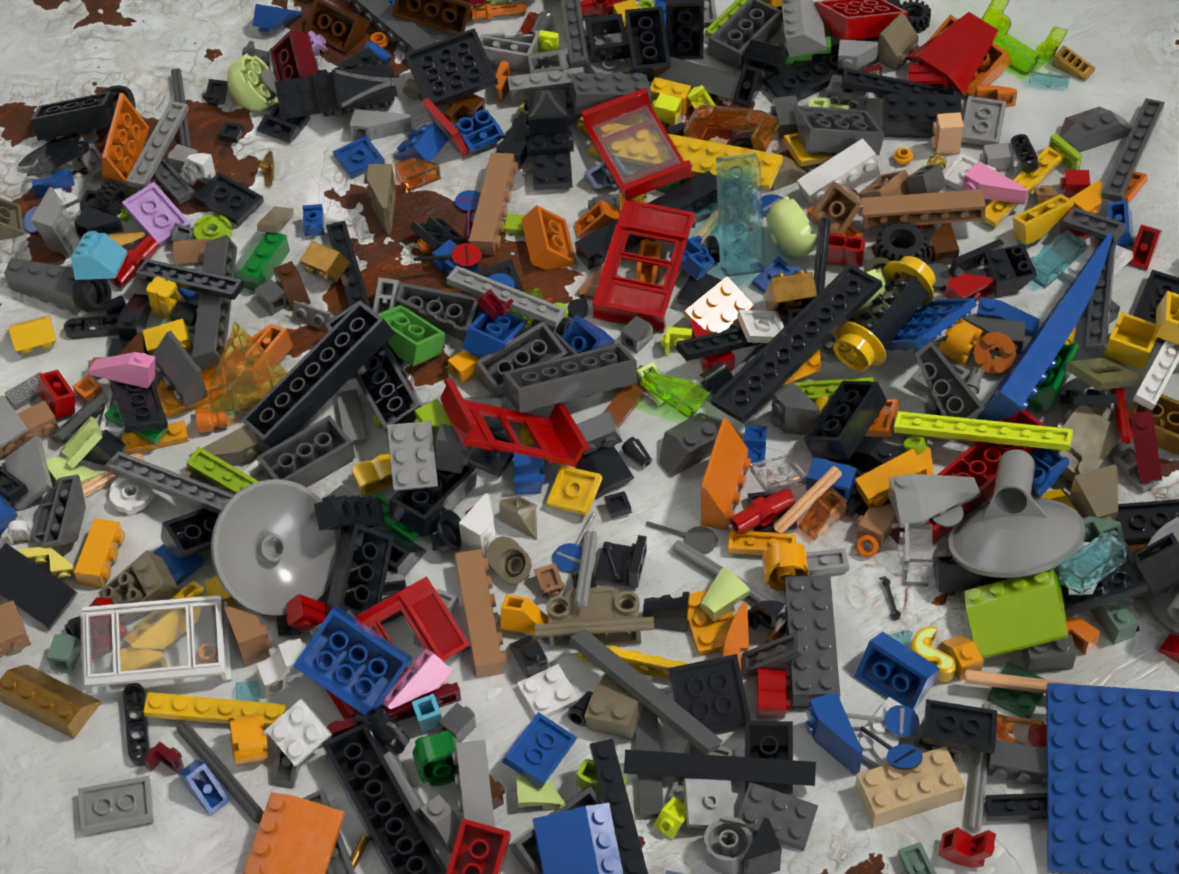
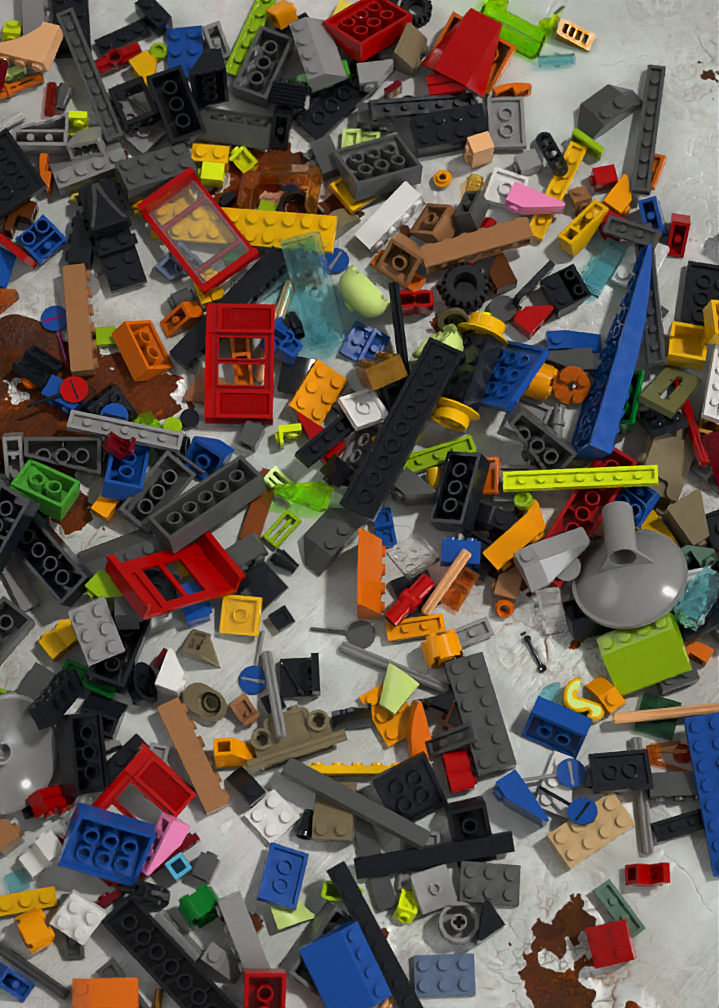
camera: 20 degrees left, 20 degrees up
(645, 427) = (271, 540): none -> lime tile

